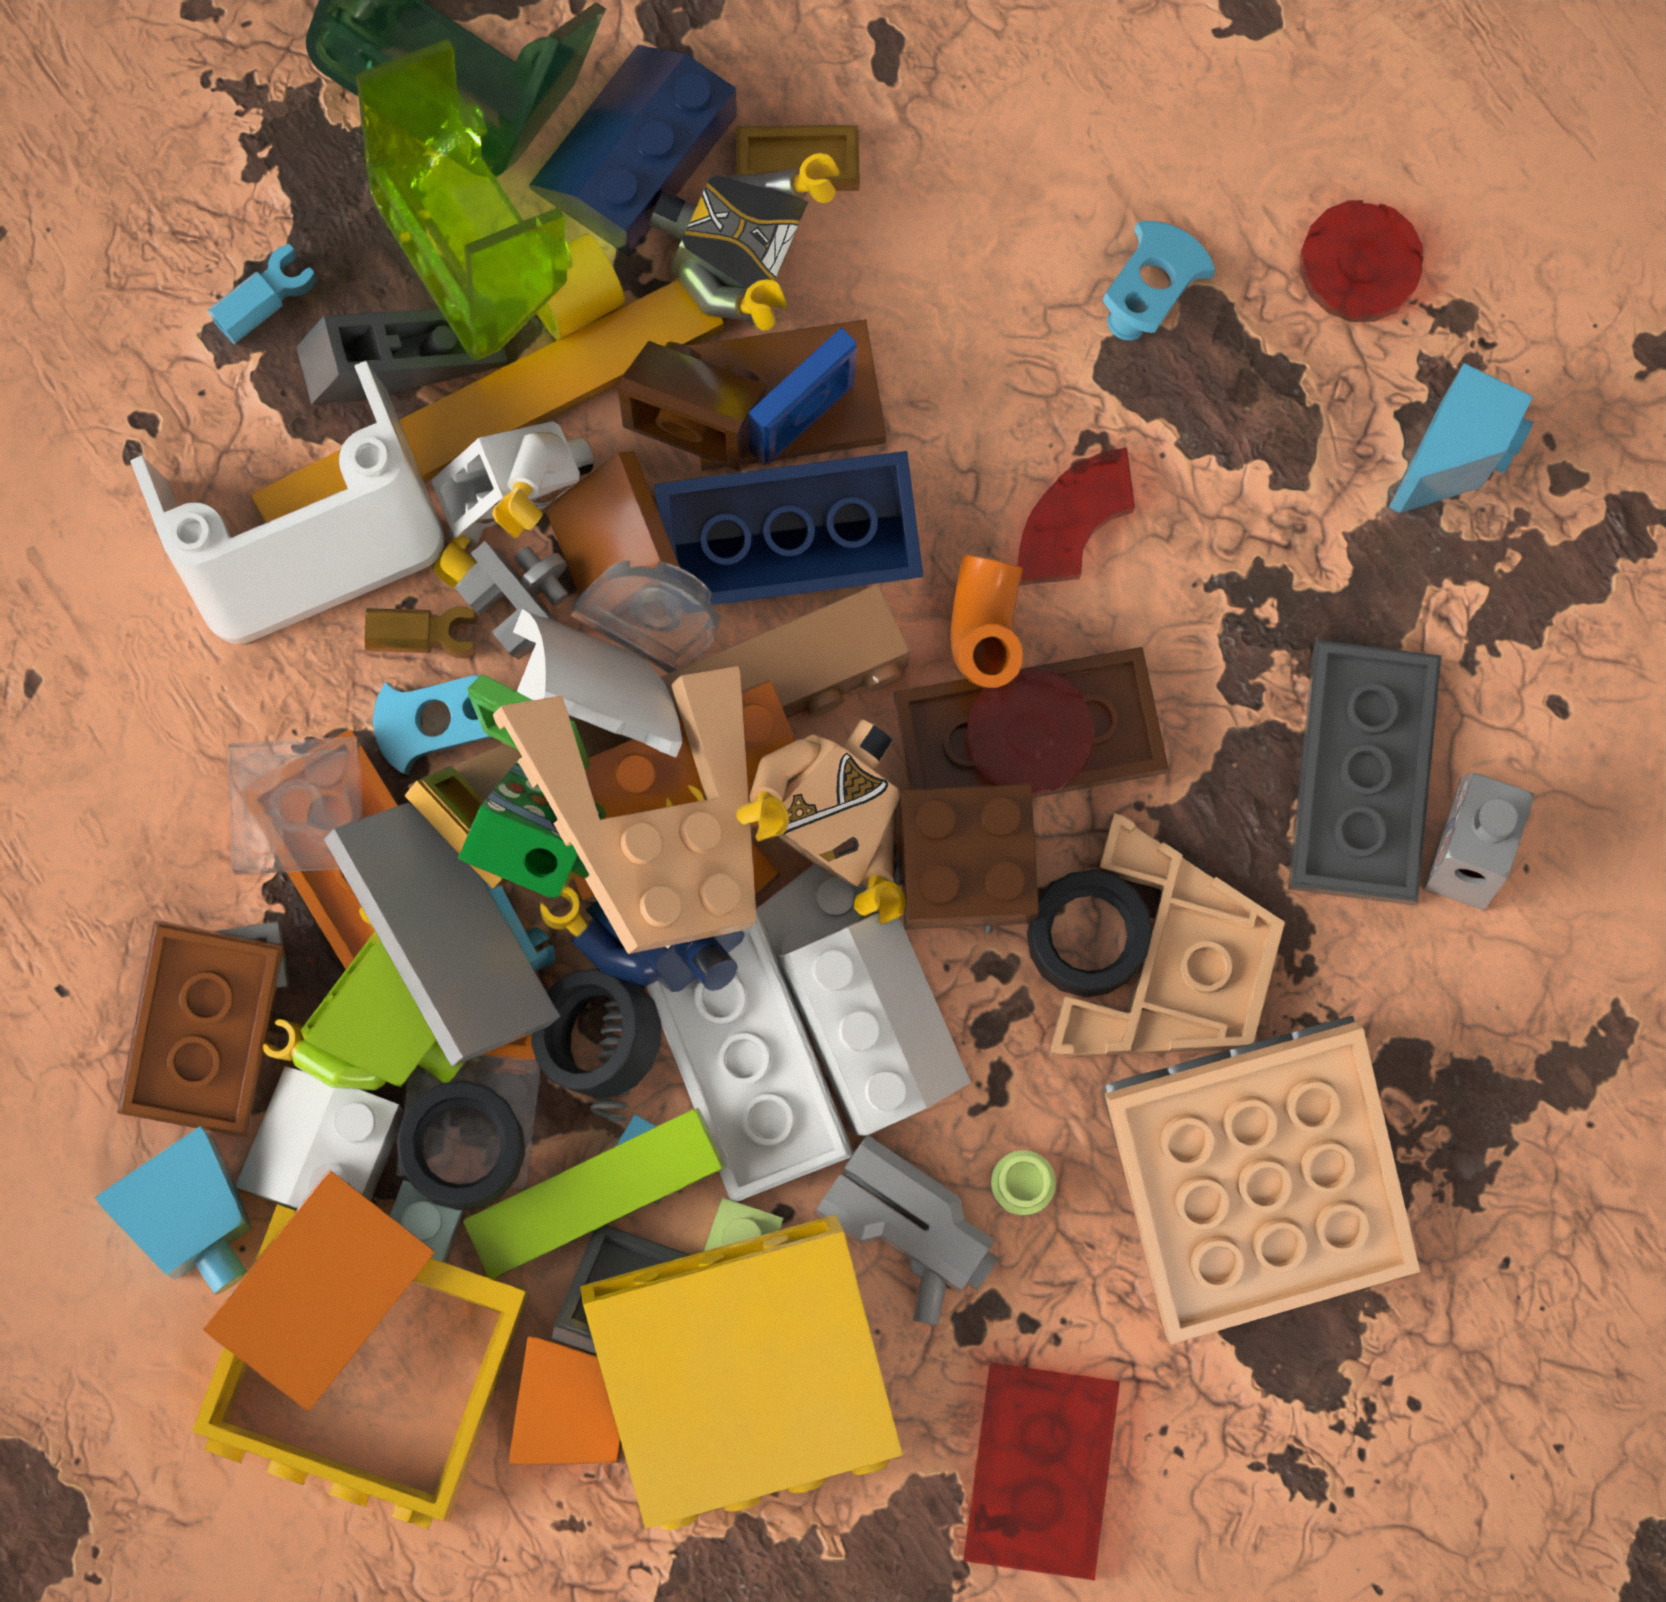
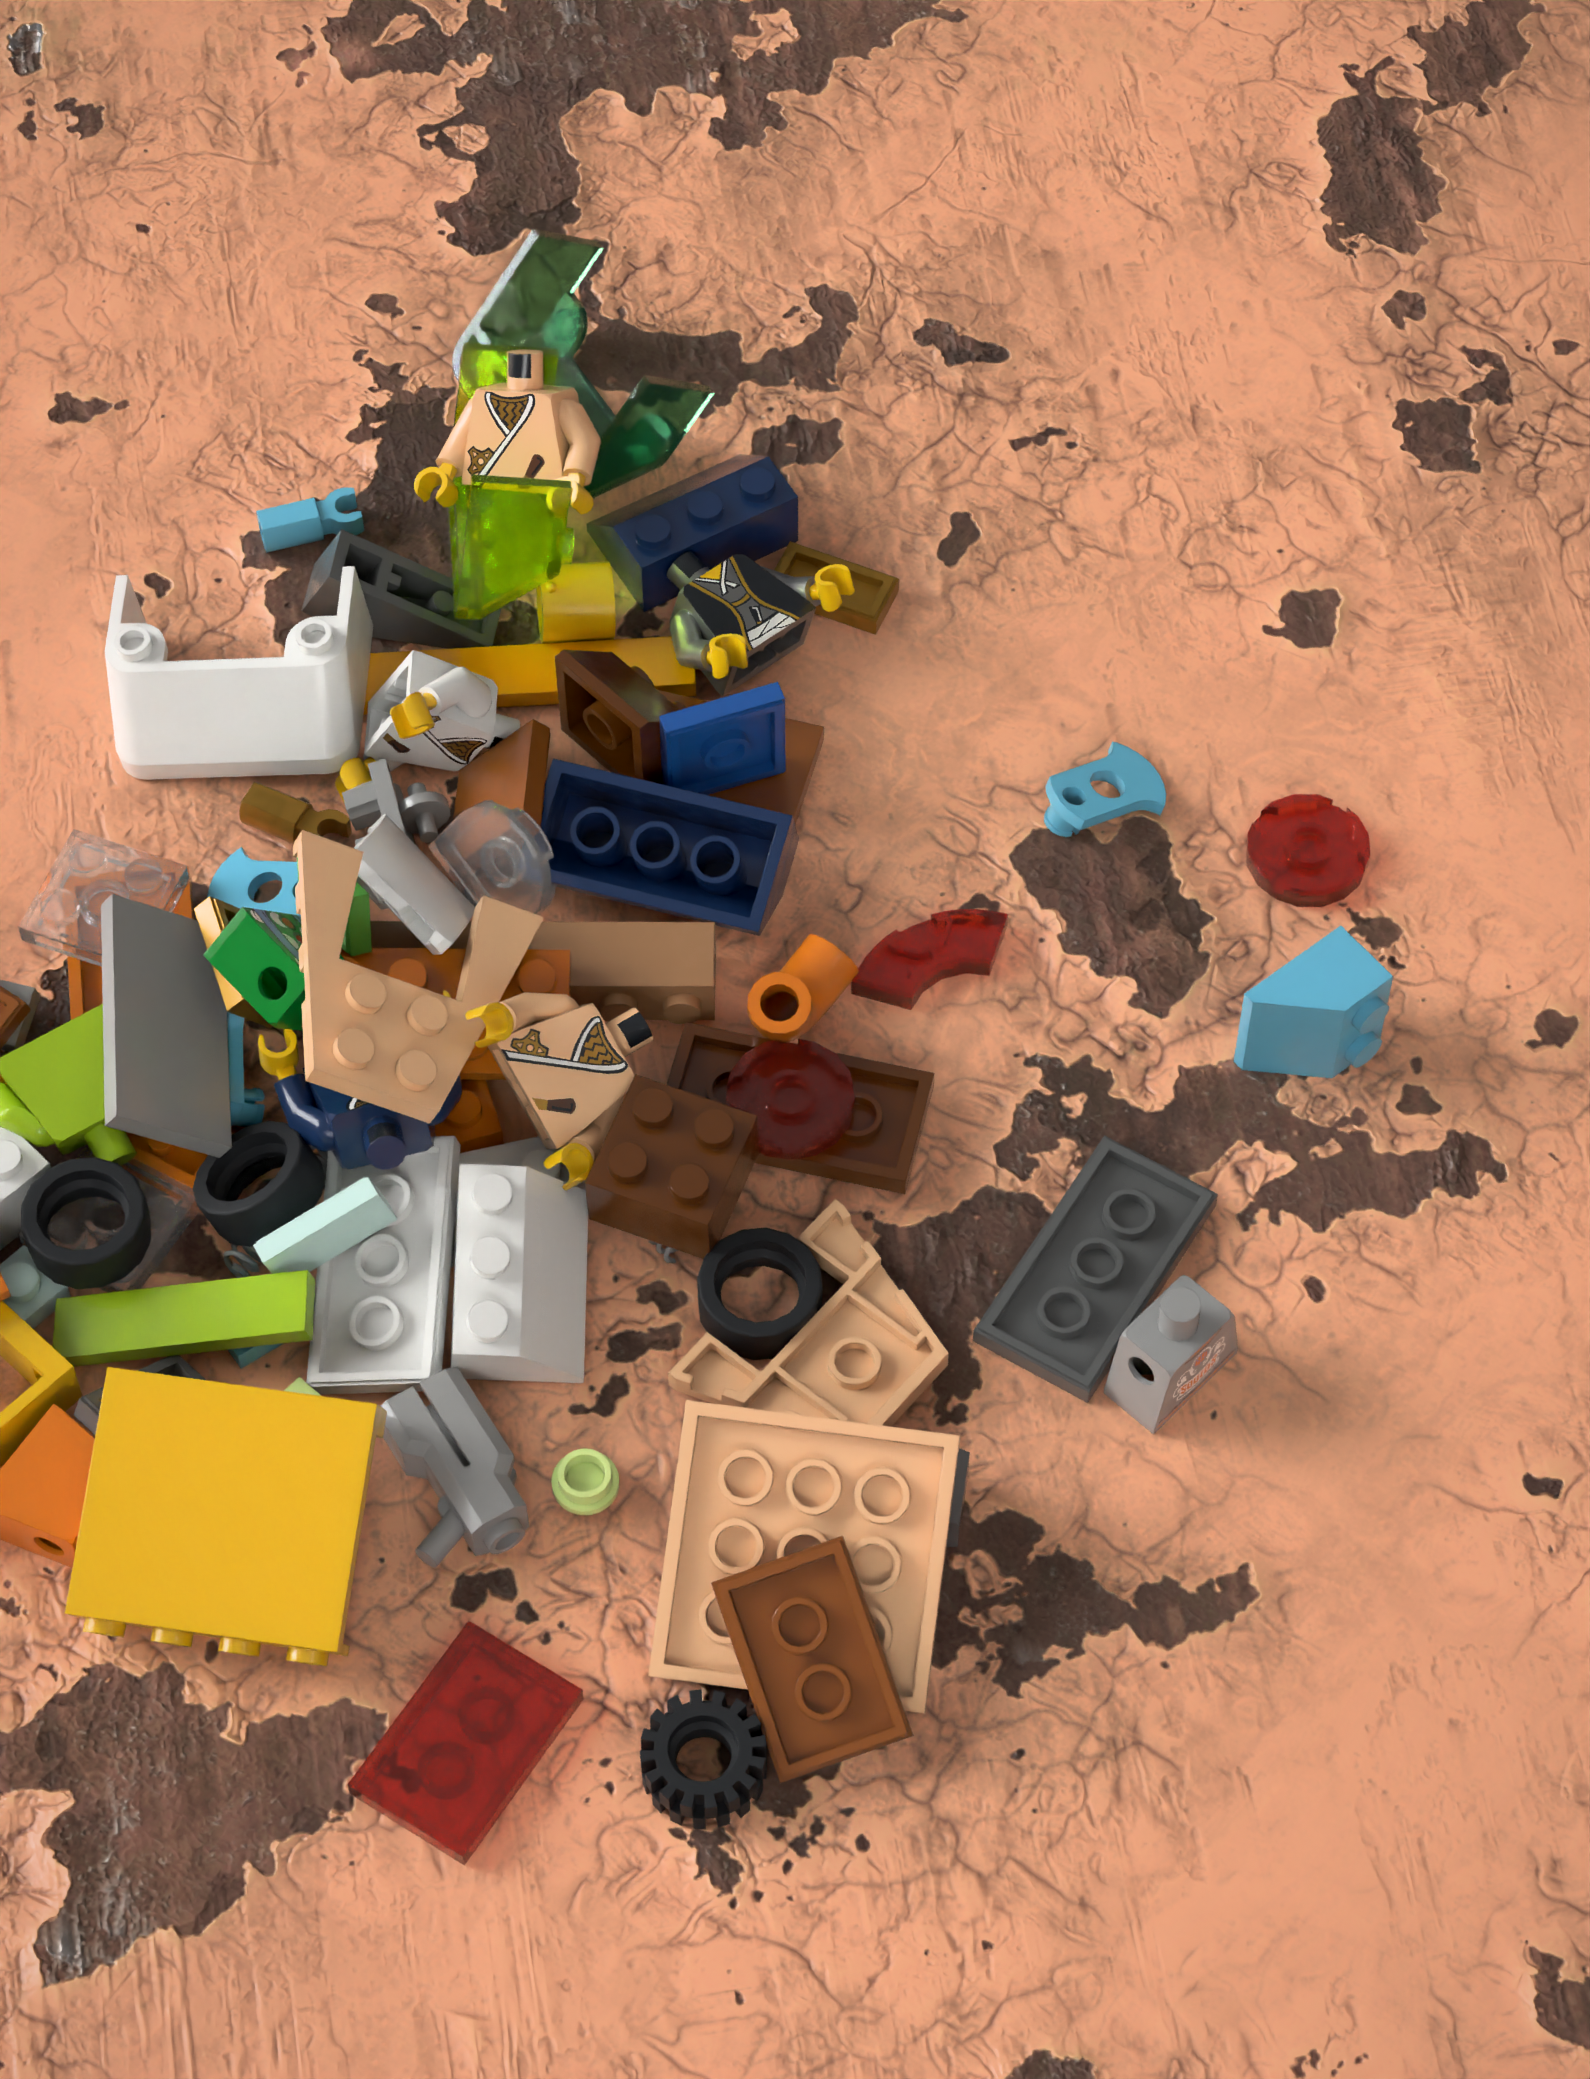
camera: 30 degrees right, 20 degrees down
(458, 149) = (518, 433): none -> light nougat torso
(687, 1061) = (326, 1229): none -> light aqua tile
(1294, 1393) = (709, 1798): none -> black tyre
(1310, 1272) = (812, 1659): none -> dark orange tile

